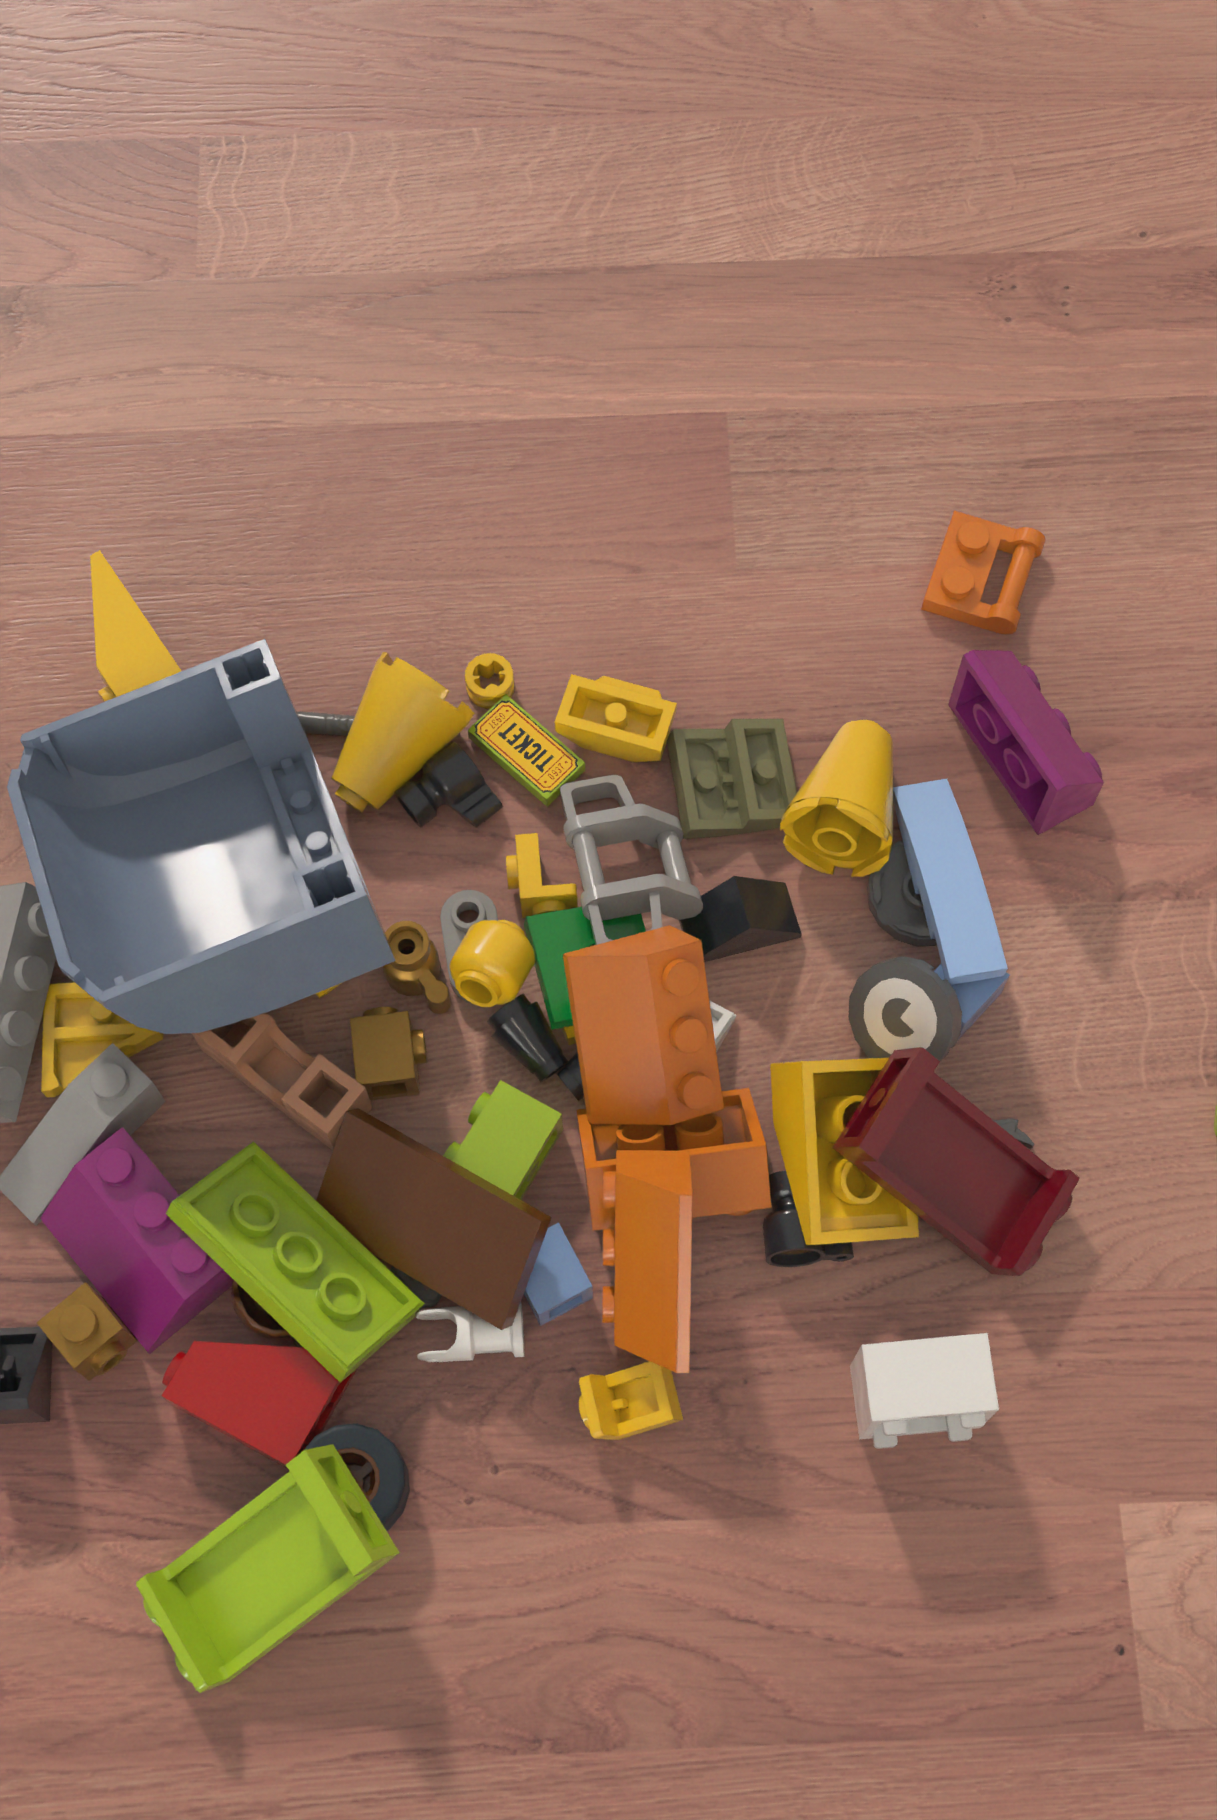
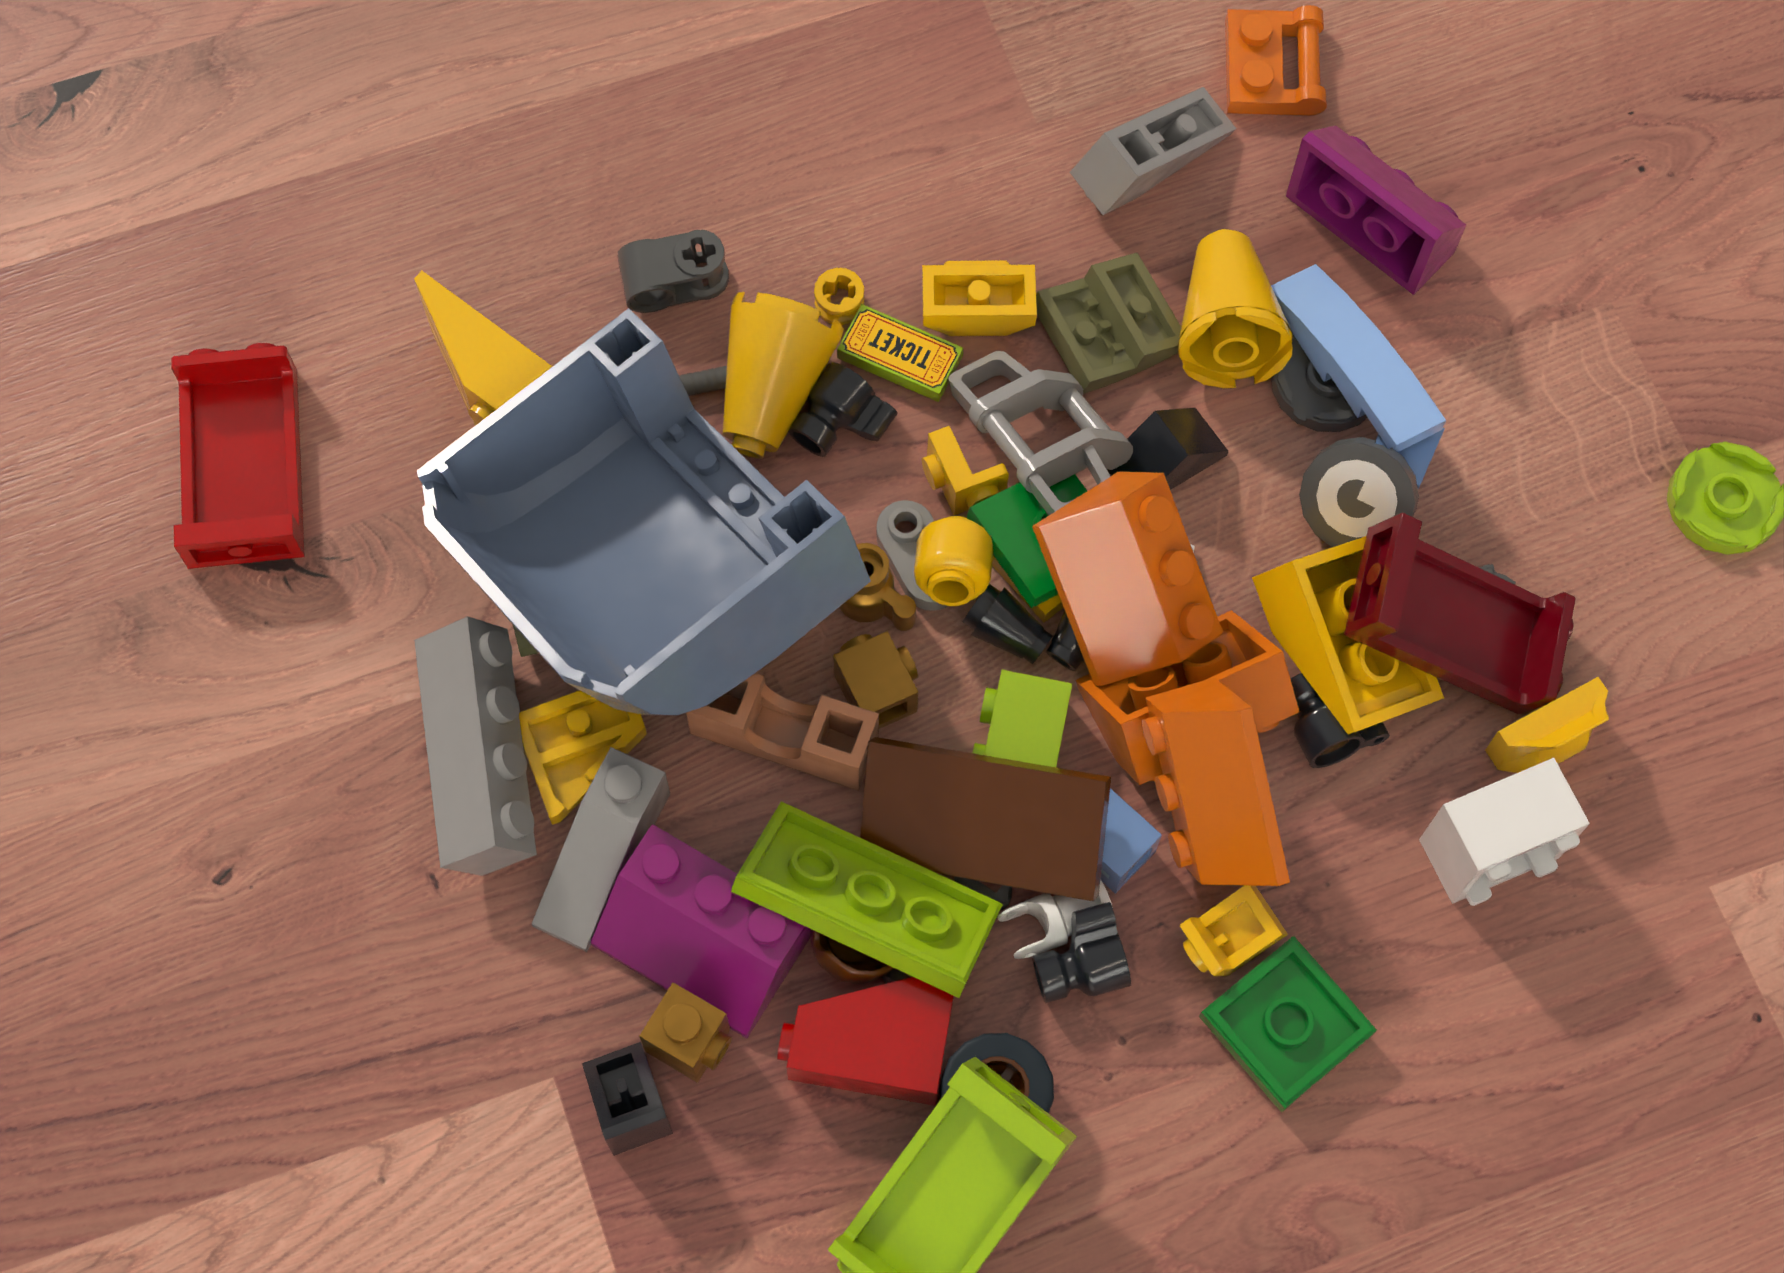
camera: 20 degrees left, 0 degrees up
(341, 612) = (666, 270): none -> dark grey piece
(486, 1388) = (1093, 962): none -> black piece
(653, 1506) = (1287, 1023): none -> green plate
(830, 623) = (1150, 149): none -> light grey slope
(1012, 1302) = (1551, 731): none -> yellow slope

